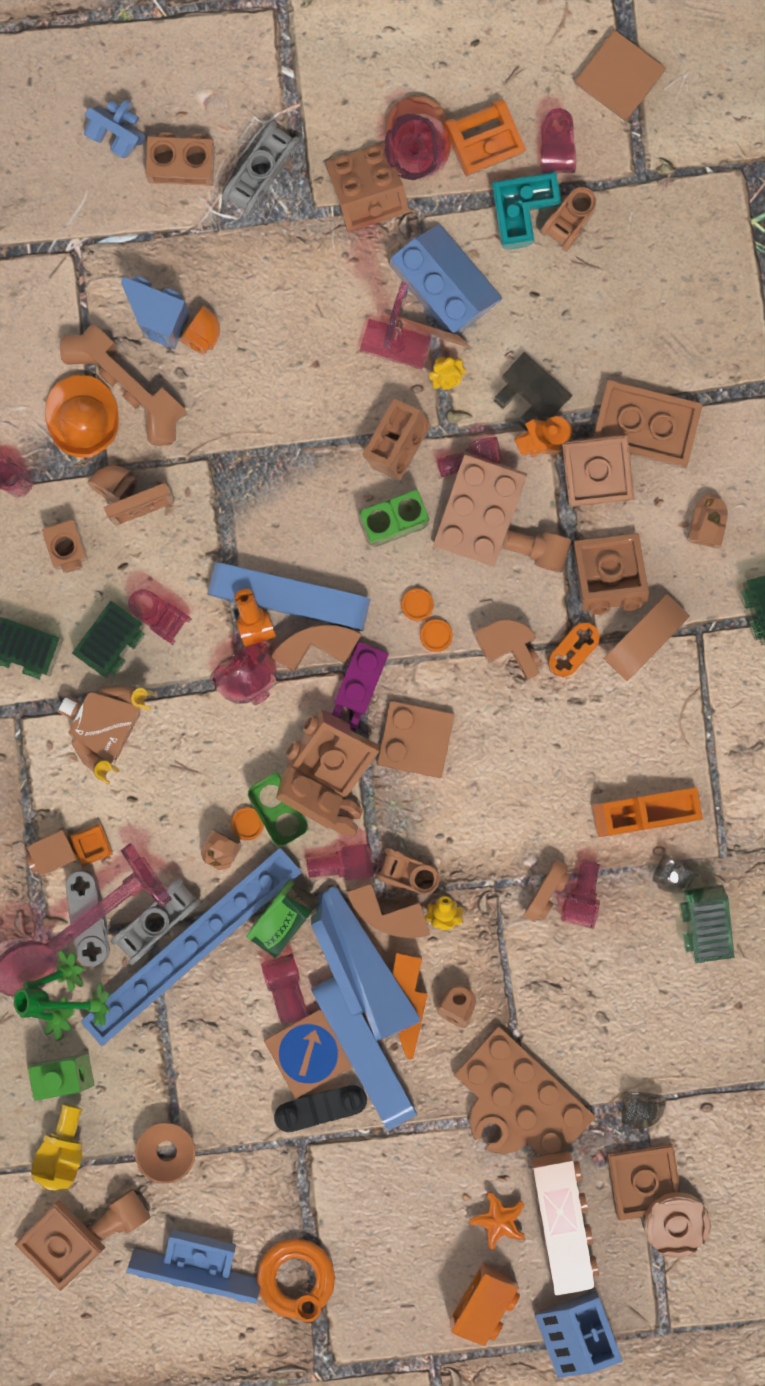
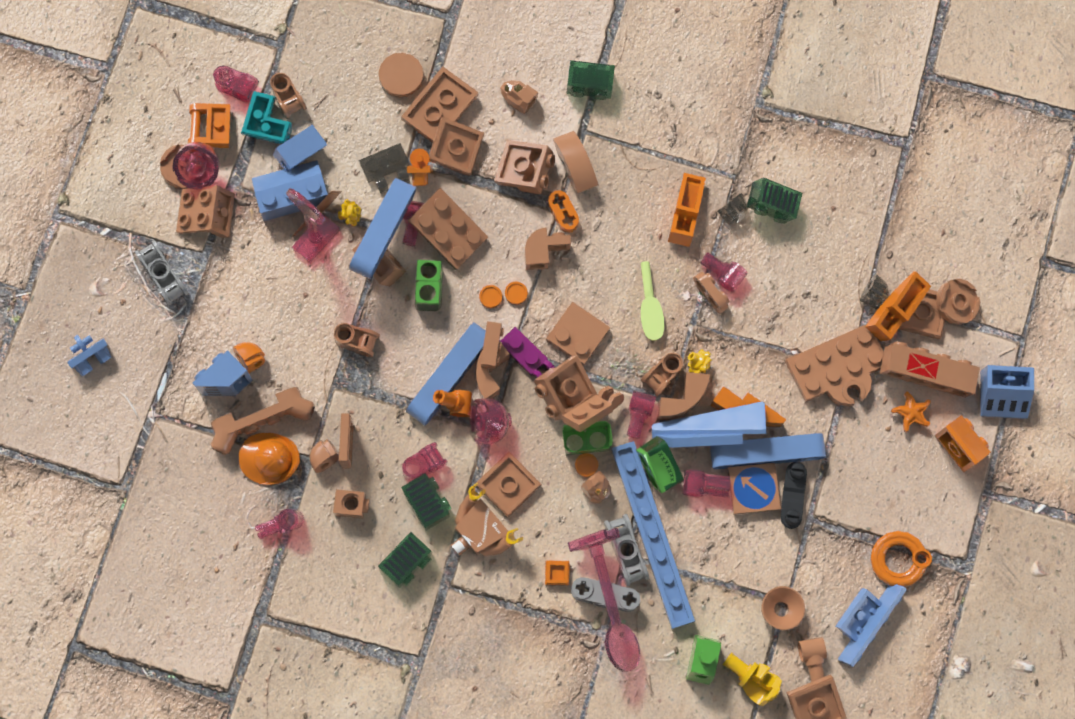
camera: 75 degrees left, 10 degrees down
(33, 1001) = (650, 648): plant -> none
(51, 853) = (552, 600): nougat brick -> none
(178, 734) = (508, 484): none -> nougat tile
(179, 169) = (136, 323): nougat brick -> none
(281, 459) = (357, 340): none -> nougat piece
(343, 635) = (492, 345): none -> nougat piece
(434, 425) = (382, 228): none -> medium blue beam
(457, 1005) = (763, 378): nougat piece -> none
(489, 821) = (651, 310): none -> yellowish green piece
(504, 268) = (299, 148): none -> medium blue hinge
(546, 550) = (492, 200): nougat pin -> none
(620, 75) = (210, 29): nougat tile -> none
(630, 1148) = (898, 307): none -> orange slope
(668, 354) = (401, 74): none -> nougat tile

